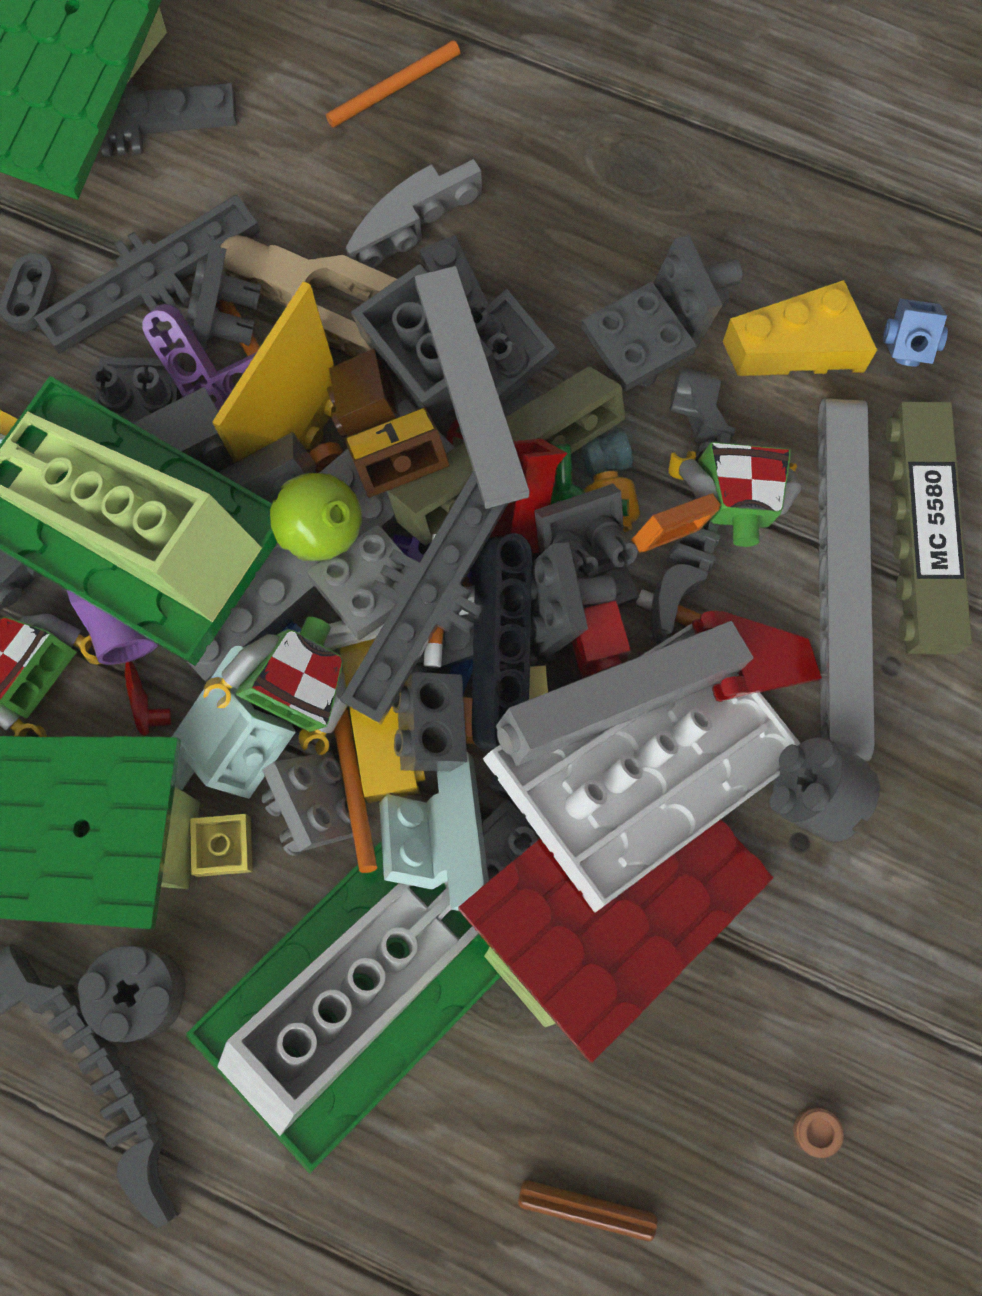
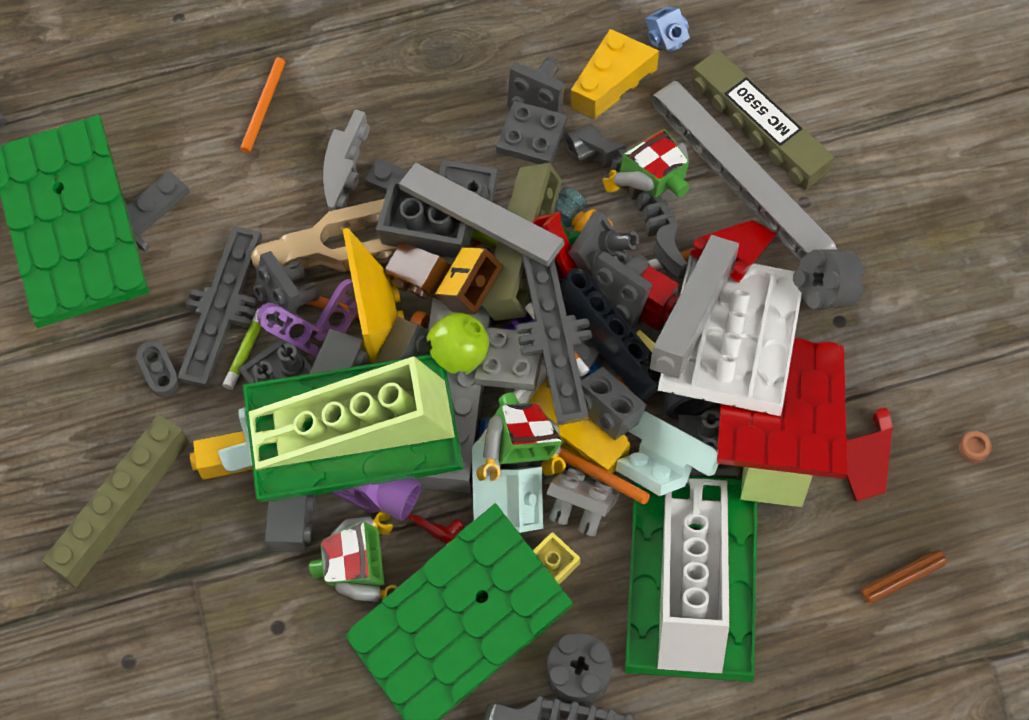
camera: 40 degrees left, 10 degrees down
(121, 347) = (243, 353): none -> lime bar
(676, 523) = (643, 205): orange tile -> none
(678, 1034) = (869, 459): none -> red flag

